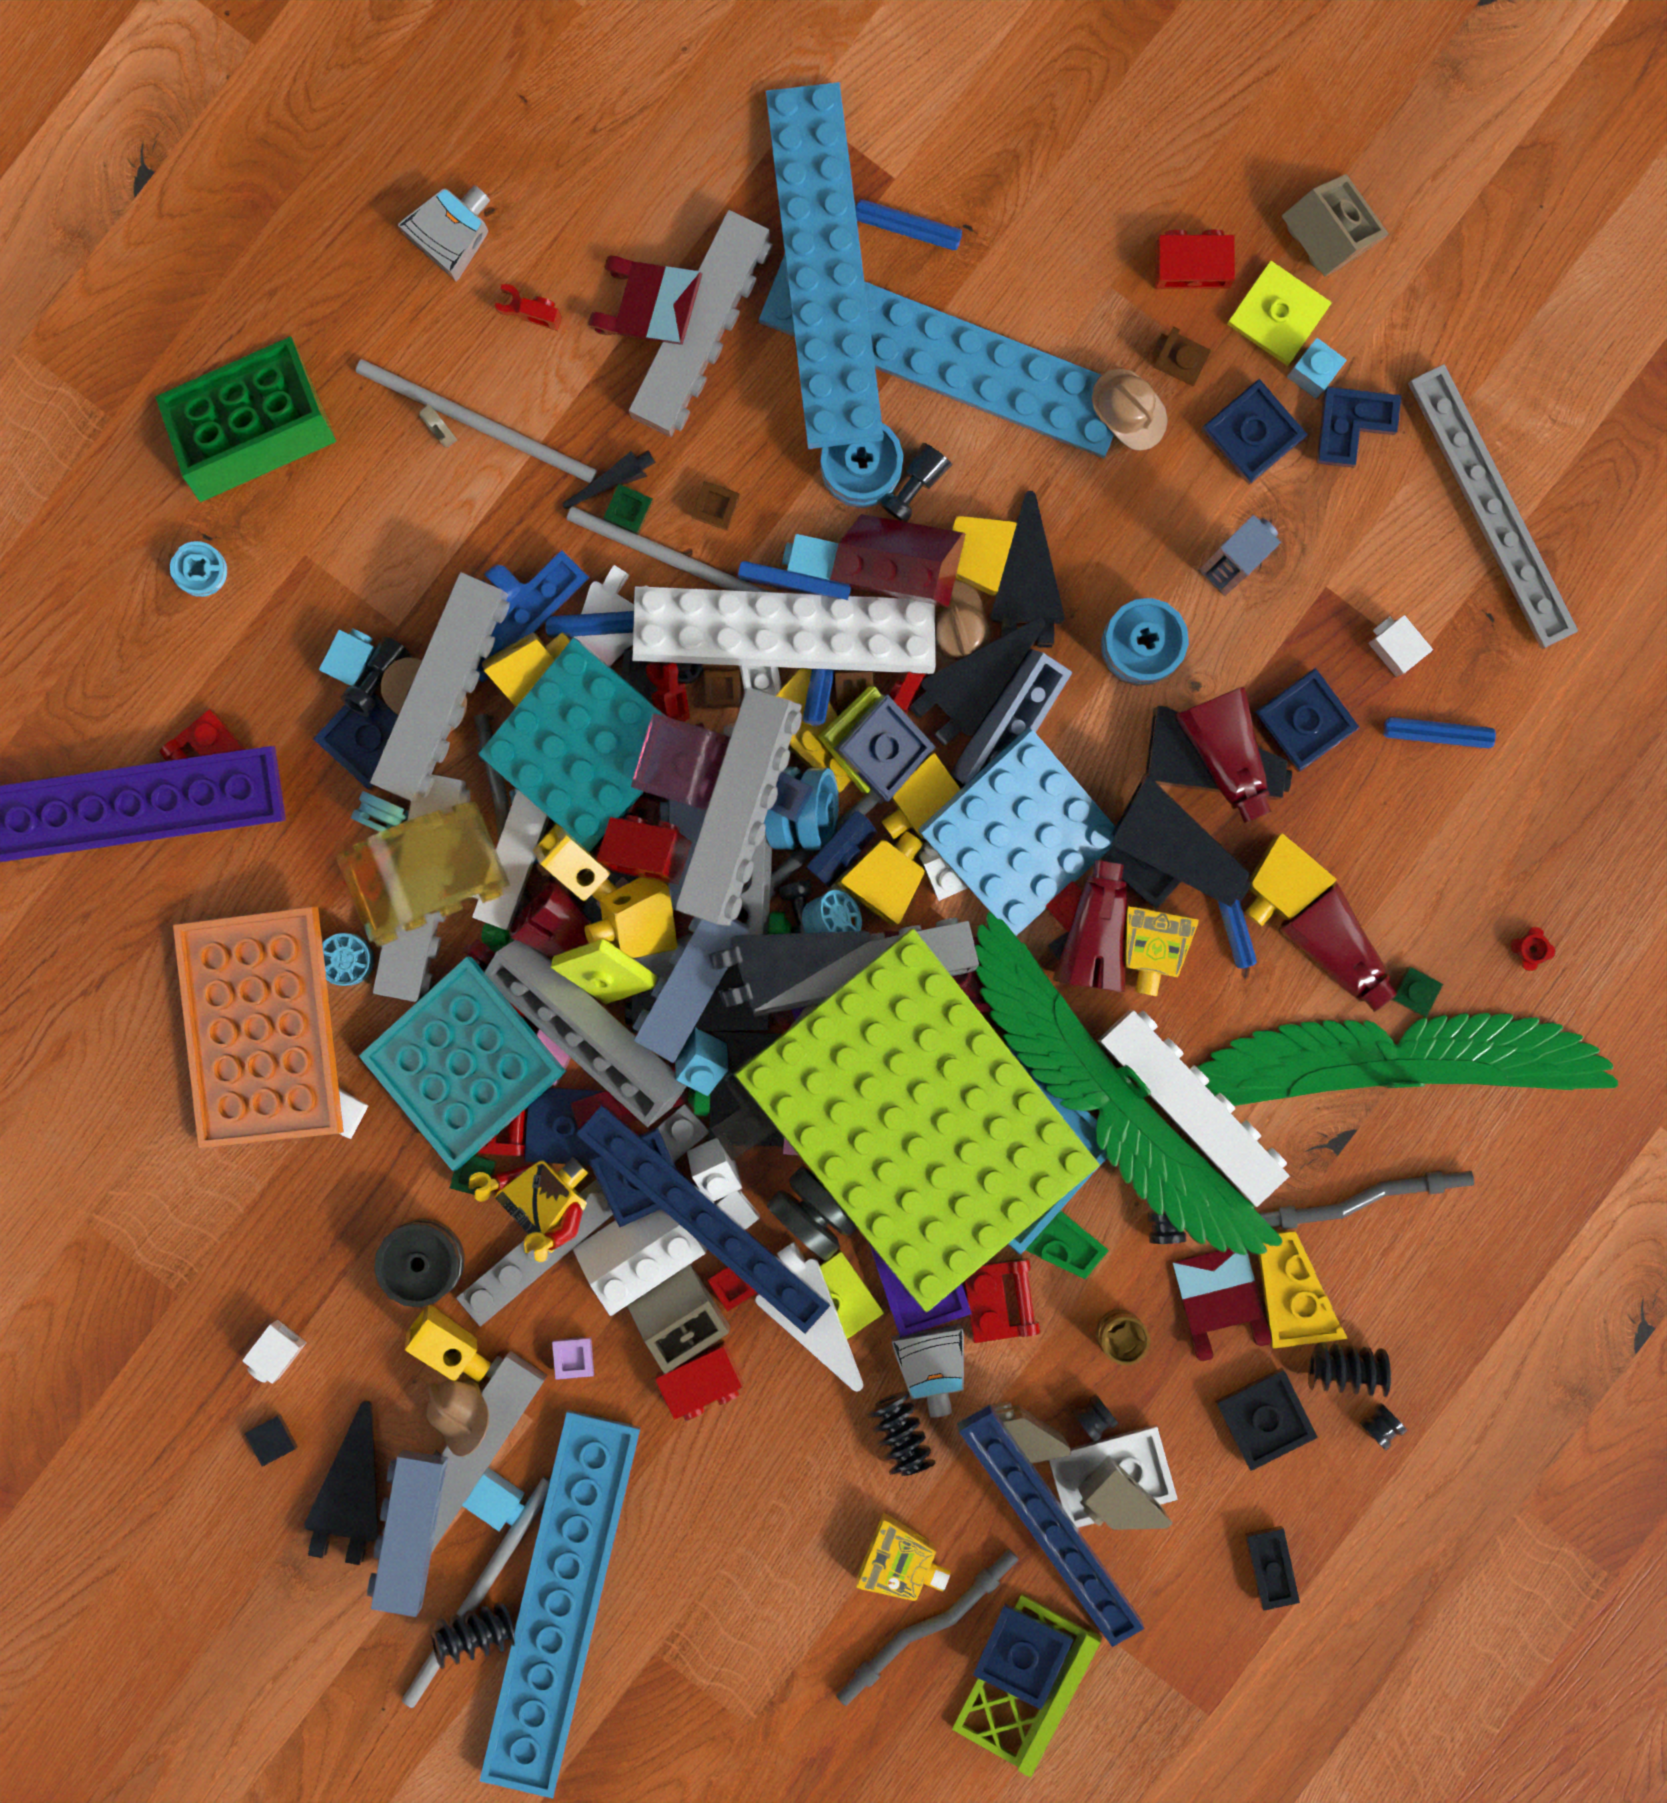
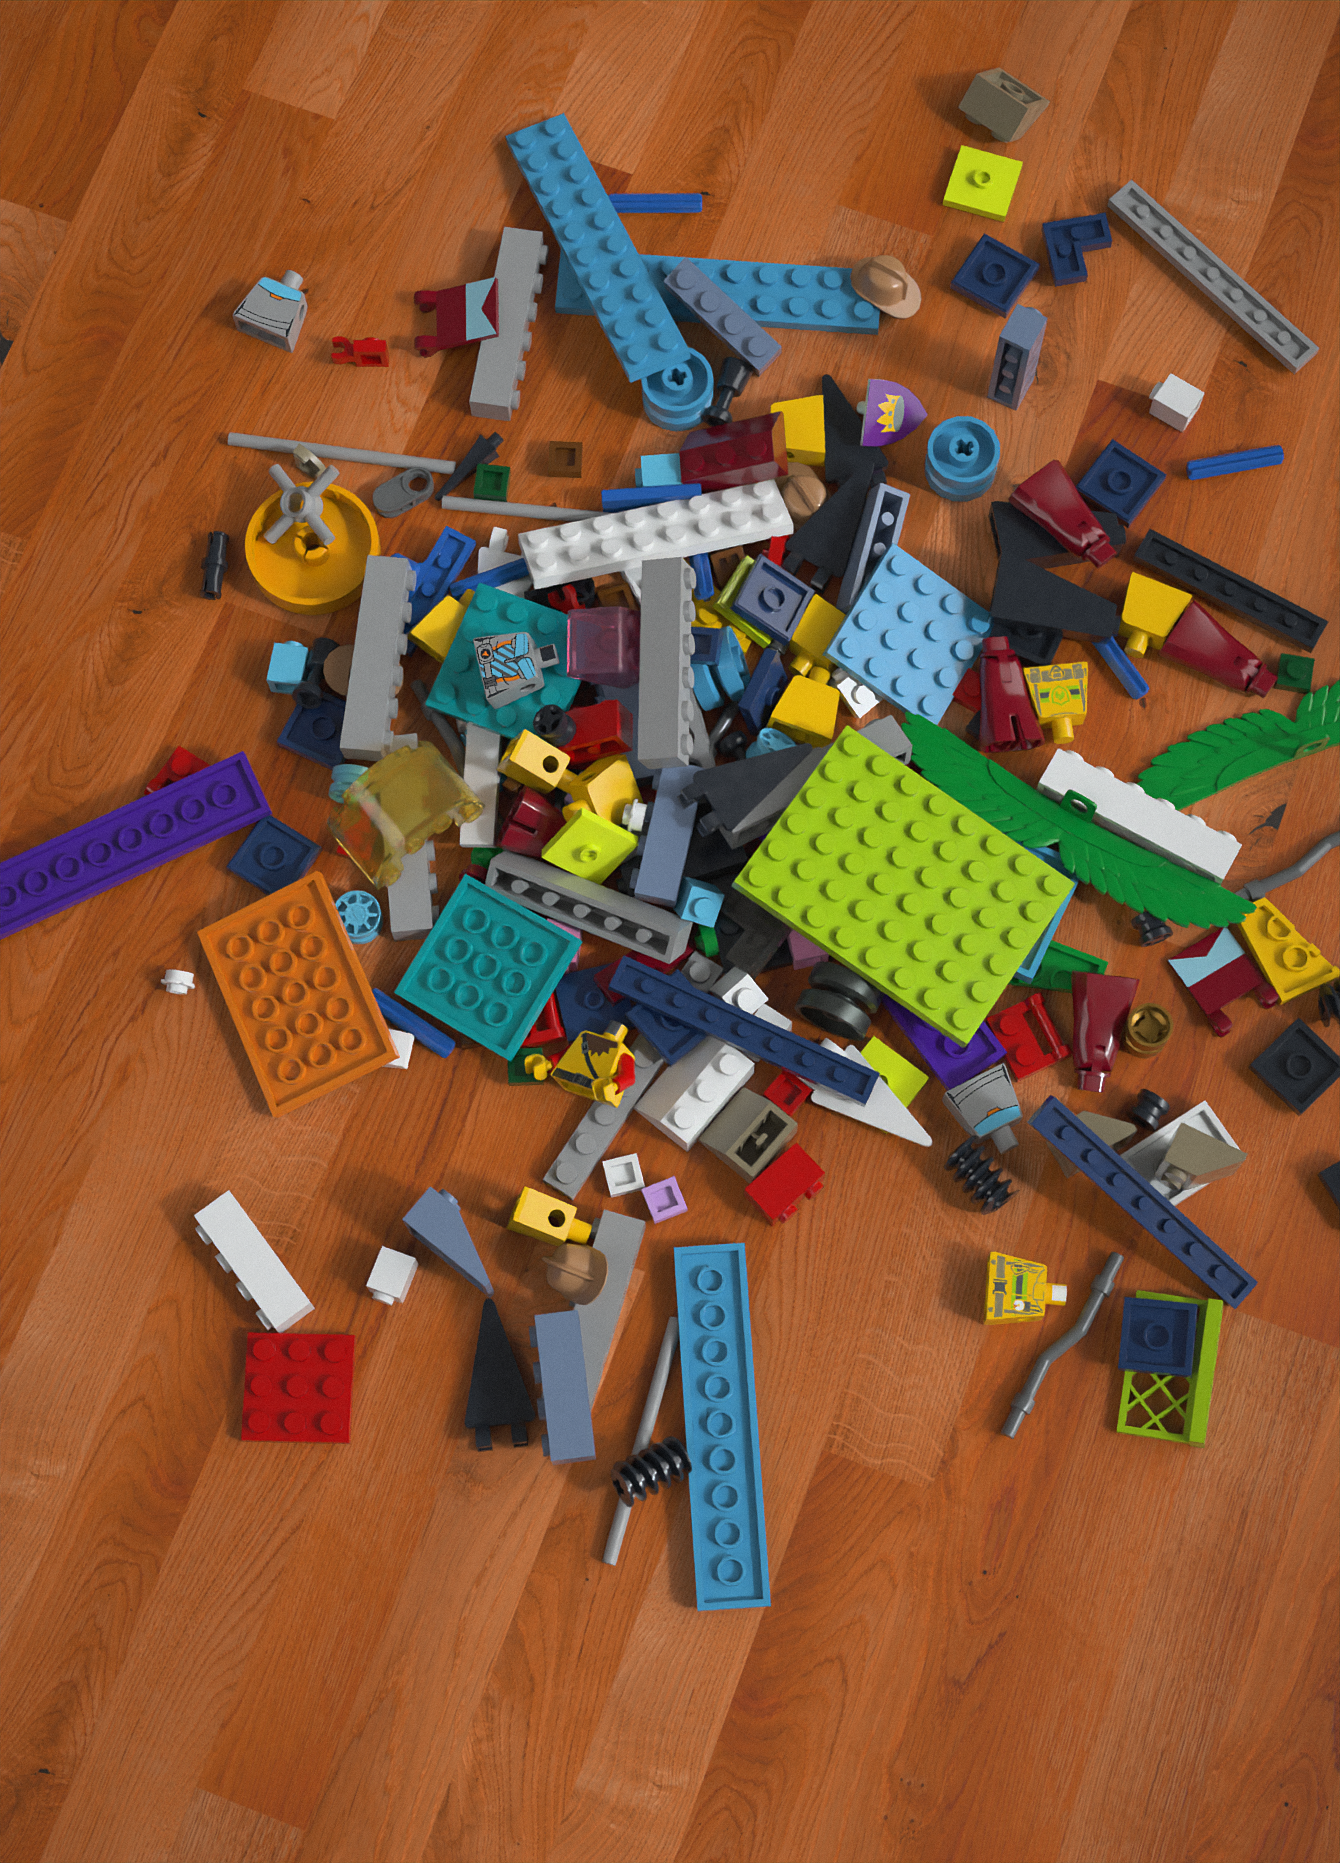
camera: 10 degrees left, 15 degrees down
(137, 1296) = (254, 1262): none -> white brick
(140, 971) = (178, 981): none -> white plate
(150, 1434) = (298, 1388): none -> red plate
(198, 569) = (137, 634): medium azure wheel -> none
(244, 419) = (146, 505): green slope -> none
(271, 1440) = (411, 1359): black tile -> none
(276, 866) = (273, 856): none -> dark blue plate
(302, 513) = (214, 565): none -> black pin
(340, 1338) = (440, 1227): none -> sand blue slope
(369, 1090) = (414, 1025): none -> blue axle
(387, 497) = (320, 578): none -> light orange piece
(421, 477) = (311, 508): none -> light grey bar
(423, 1285) = (503, 1173): pearl dark grey wheel -> none
(495, 1500) = (632, 1347): medium azure brick -> none
(521, 492) = (395, 495): none -> dark grey piece
(540, 1317) = (623, 1175): none -> white tile
(576, 753) = (512, 666): none -> torso
(599, 826) = (554, 725): none -> black wheel
(659, 956) = (634, 816): none -> white plate
(936, 396) = (722, 316): none -> sand blue brick
(1077, 1310) = (1099, 1017): none -> dark red piece
(1081, 564) = (888, 413): none -> dark purple shield
(1180, 357) = (913, 238): reddish brown bracket -> none
(1195, 260) = (899, 162): red brick -> none
(1316, 368) = (1028, 212): medium azure brick -> none
(1381, 880) = (1230, 590): none -> black plate

